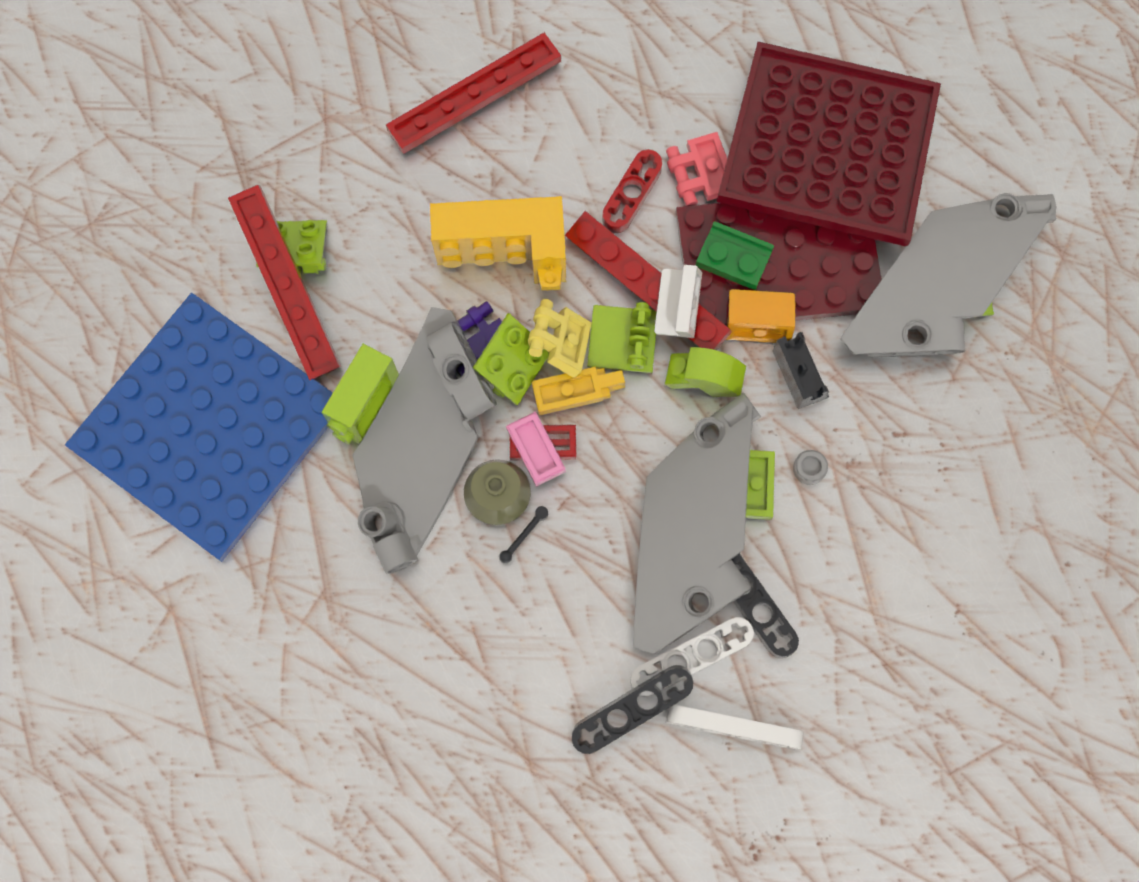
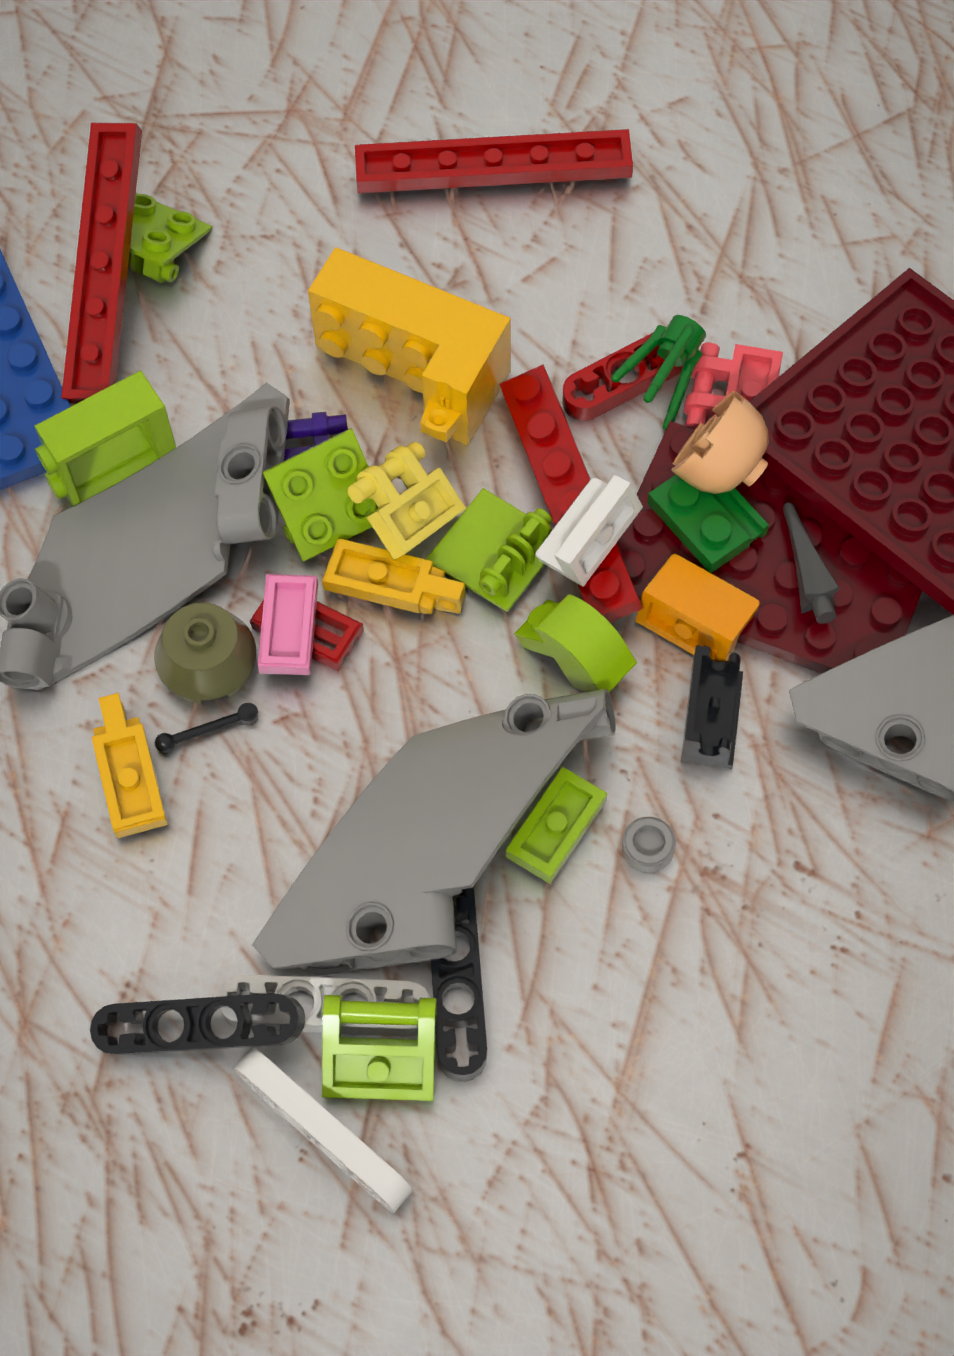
camera: 30 degrees right, 10 degrees down
(496, 585) = (127, 771): none -> yellow hinge
(658, 159) = (678, 346): none -> green plant
(730, 213) = (725, 448): none -> light nougat cylinder
(745, 674) = (378, 1065): none -> lime plate
(817, 265) = (813, 577): none -> dark grey piece

